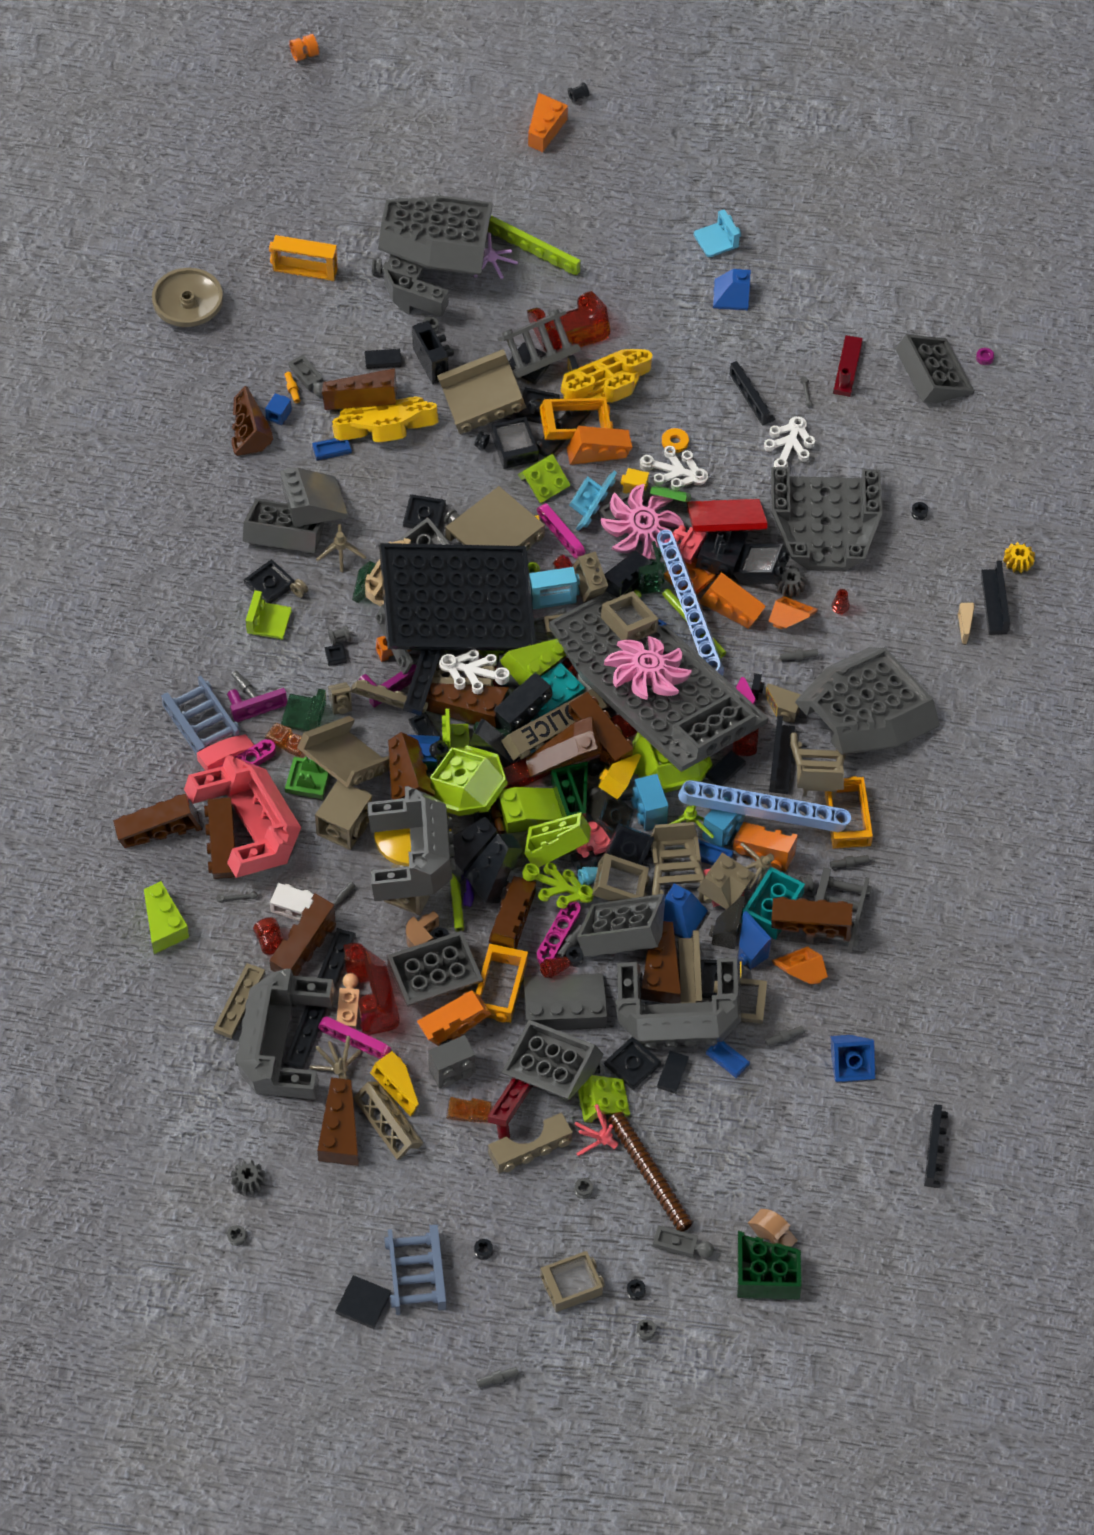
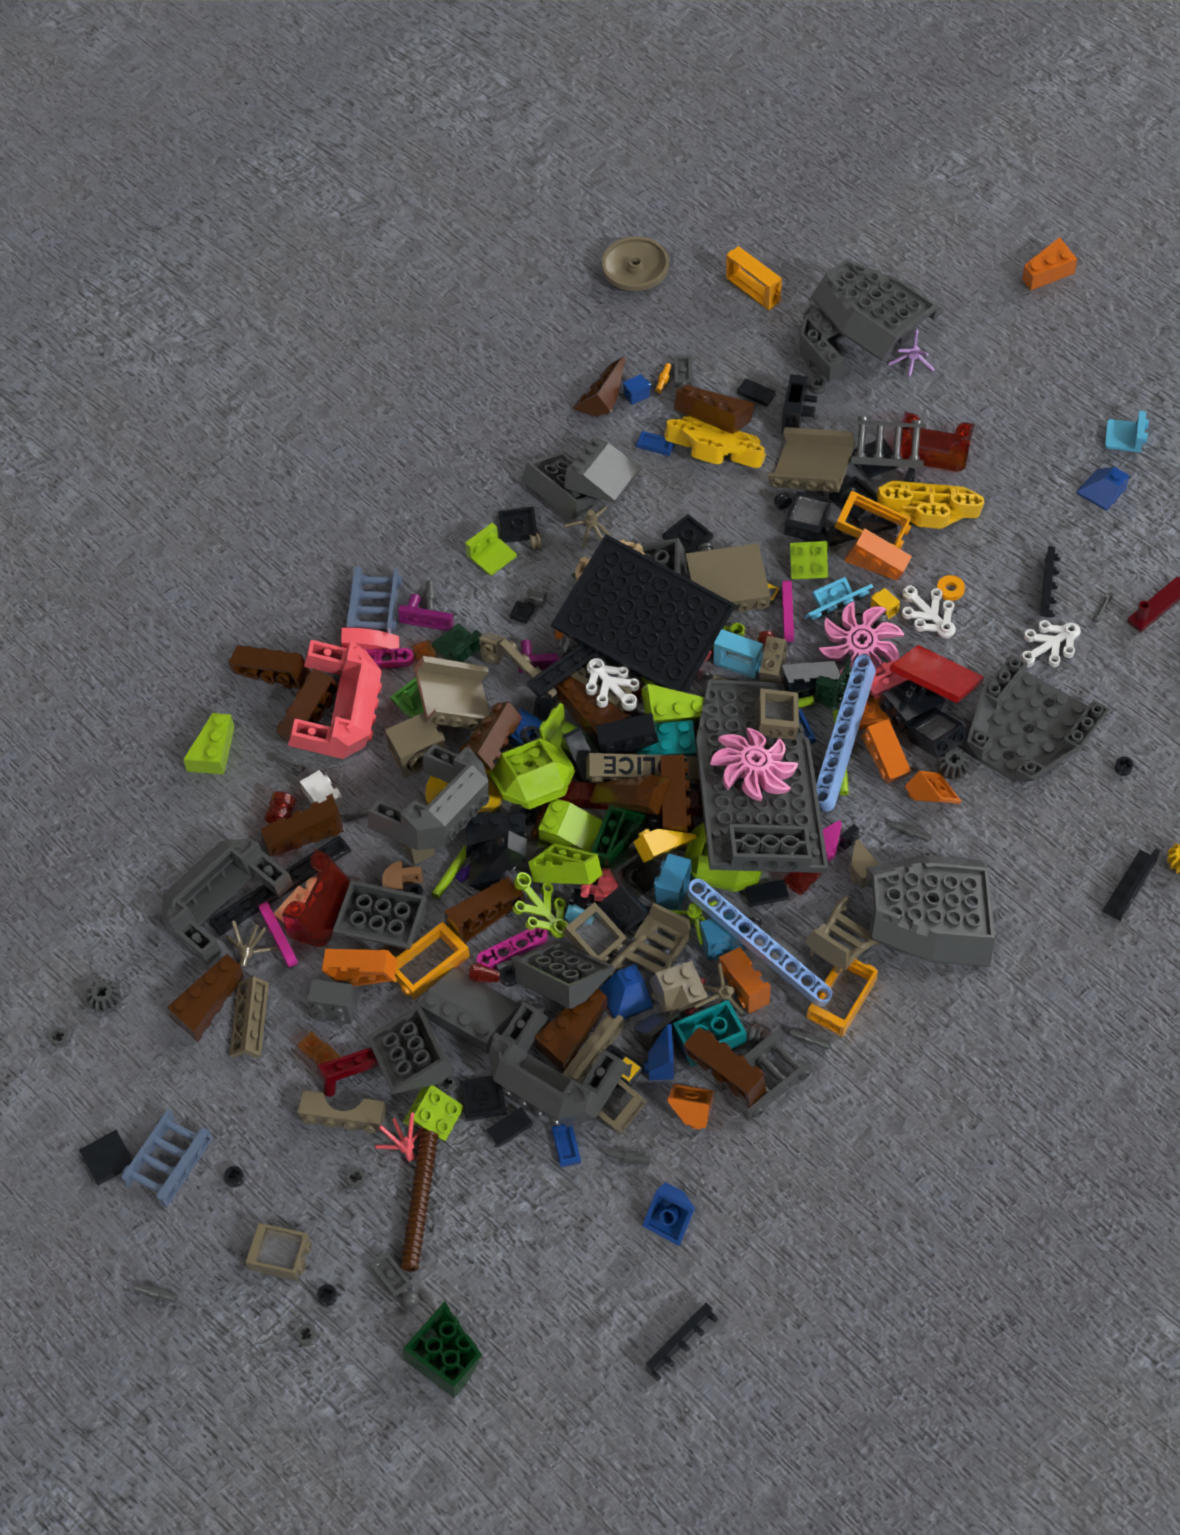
camera: 40 degrees right, 0 degrees up
(235, 1007) = (189, 859): dark tan plate -> none
(309, 45) = (898, 112): orange wheel -> none
(394, 1078) = (279, 983): yellow slope -> none
(534, 245) = (955, 359): lime plate -> none
(578, 92) = (1099, 254): black bush -> none
(670, 493) = (905, 629): bright green tile -> none
(709, 852) = (702, 964): blue tile -> none
(772, 1226) = (478, 1321): medium nougat brick -> none
(781, 758) = (821, 909): black fence -> none
(841, 602) = (984, 806): clear red cone -> none
(965, 617) = (1091, 883): tan slope -> none

